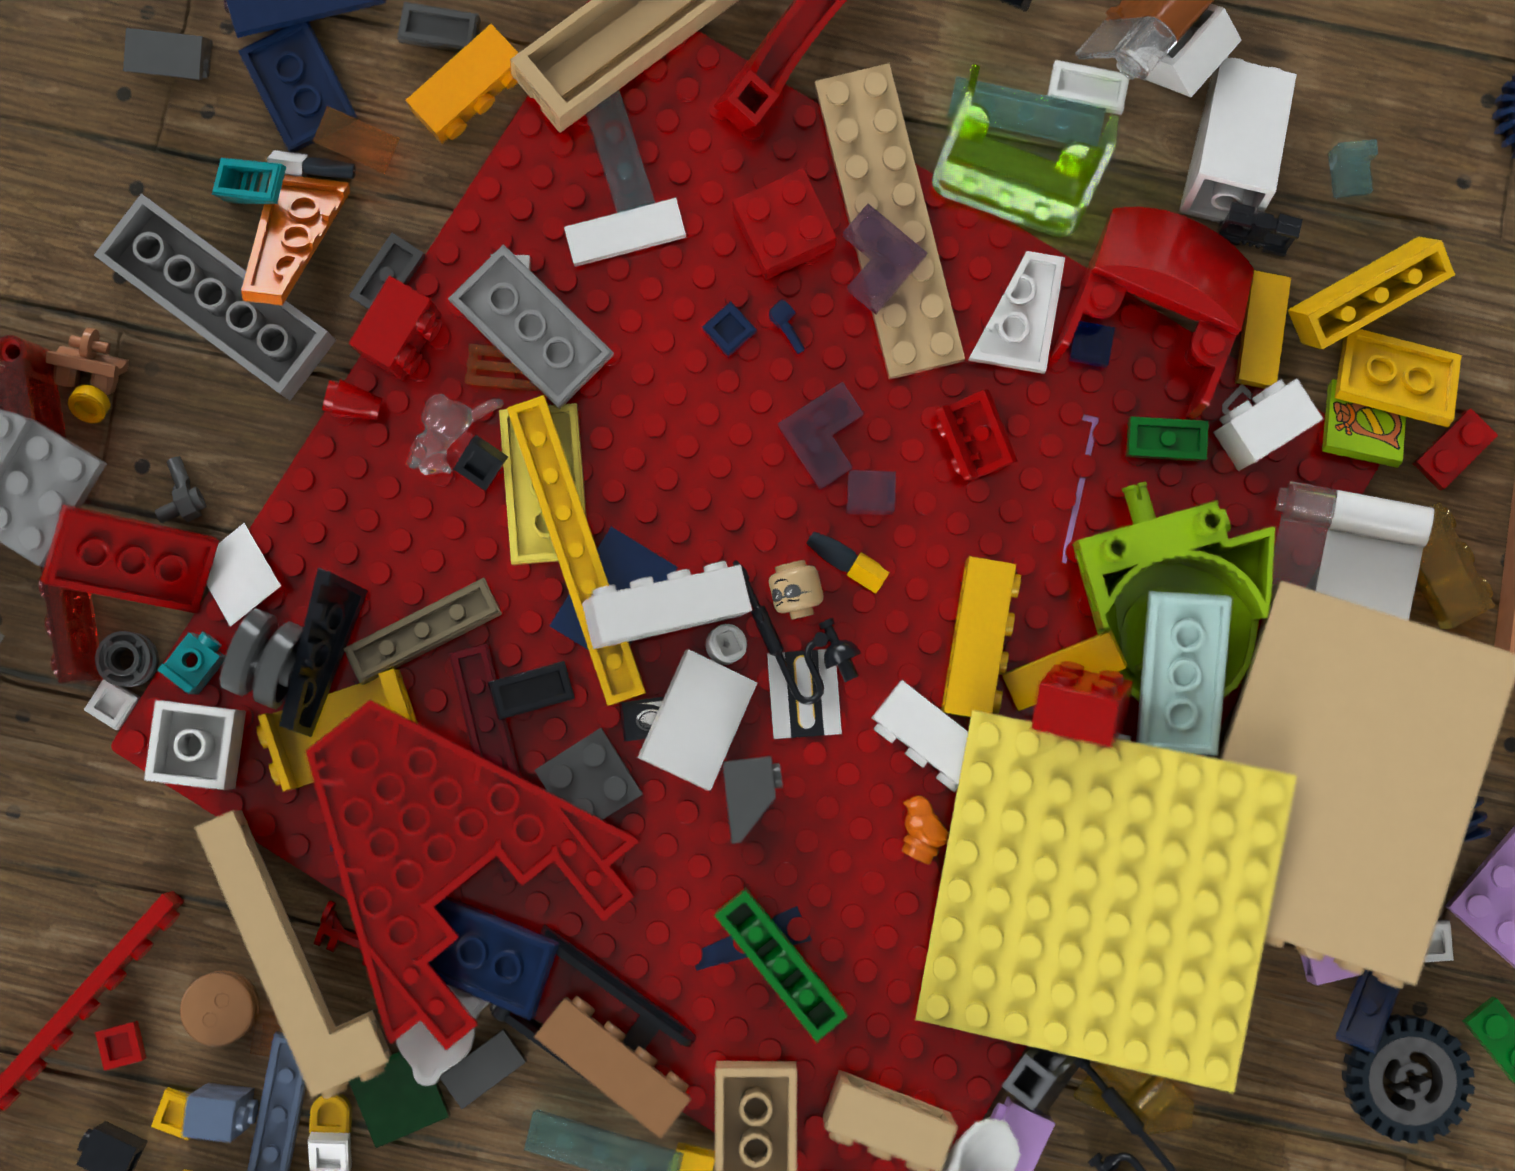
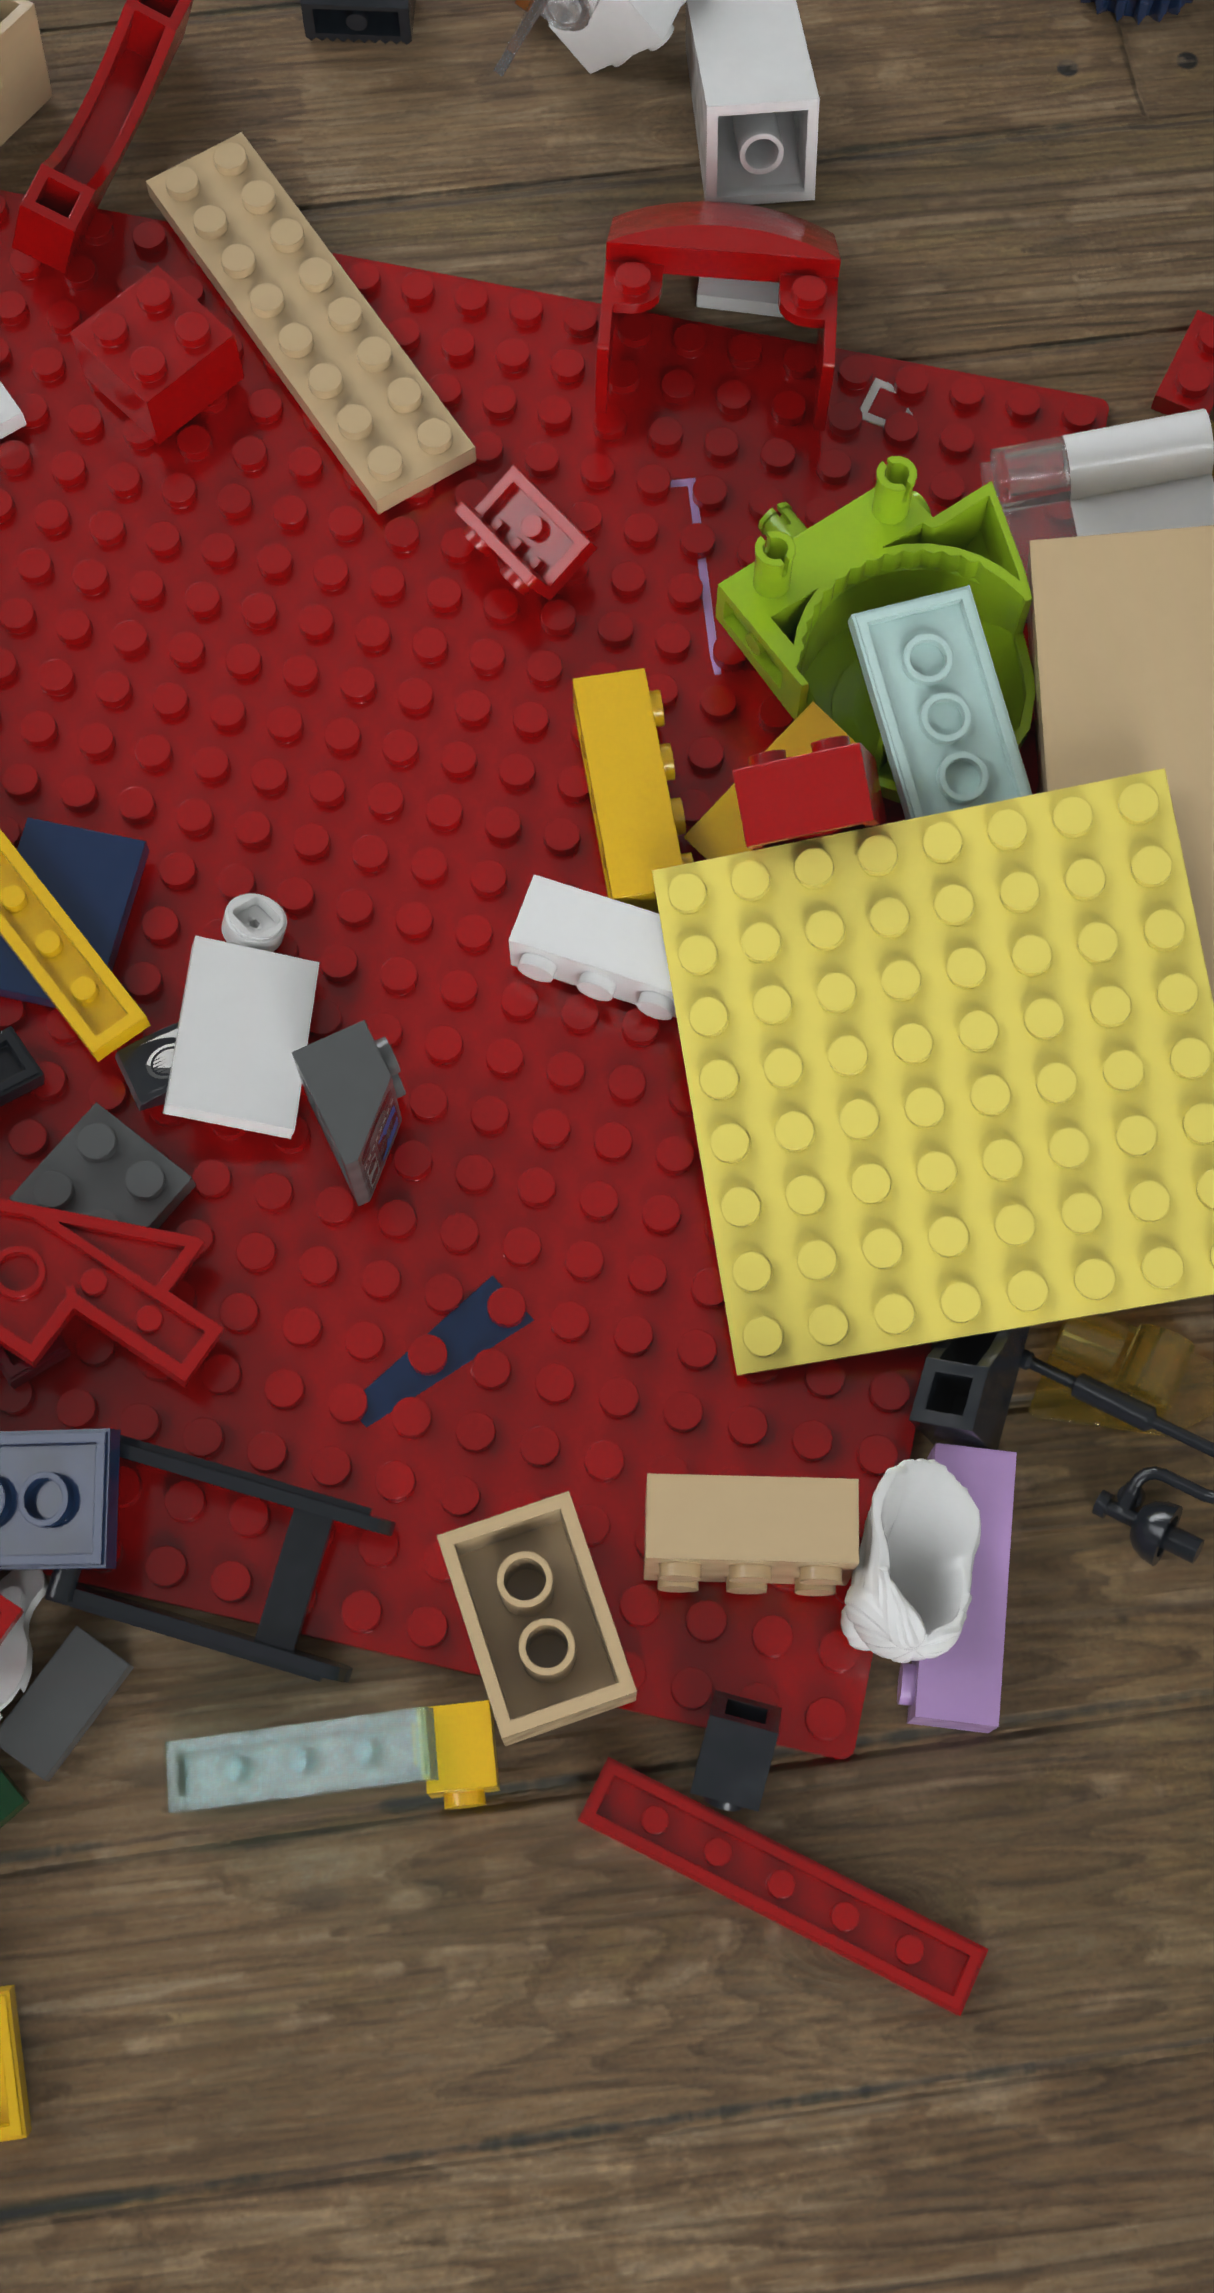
camera: 20 degrees left, 15 degrees down
(613, 1066) = (270, 1600): medium nougat brick -> none
(666, 605) = (138, 882): white brick -> none
(729, 329) = (125, 516): dark blue tile -> none
(780, 315) = (192, 478): dark blue hand -> none
(781, 964) = (490, 1348): green brick -> none
(795, 719) = (398, 963): sticker -> none
(796, 589) = (332, 810): tan head -> none
(812, 432) = (290, 603): clear purple plate -> none
(838, 653) = (428, 884): black piece -> none
(859, 568) = (397, 756): piece -> none
(871, 492) = (401, 652): clear purple panel -> none
(891, 258) = (321, 349): clear purple plate -> none
(923, 829) = (647, 1085): orange animal -> none
(1014, 181) = (459, 229): clear neon green windscreen -> none
(1024, 318) = (539, 375): white wing -> none
(1035, 113) = (452, 150): clear light blue tile -> none
(1089, 86) = (525, 99): white tile -> none
(1092, 344) = (647, 381): clear blue tile -> none
(1167, 439) = (799, 460): green plate -> none
(1263, 330) = (877, 302): yellow tile -> none
(1275, 419) = (928, 383): white brick -> none
(1285, 229) = (820, 163): black piece -> none
(1351, 167) = (909, 82): clear light blue panel -> none
(1362, 431) = (1064, 366): lime tile -> none
(1371, 292) = (1000, 206): yellow brick -> none
(1398, 377) = (1083, 296): yellow plate -> none

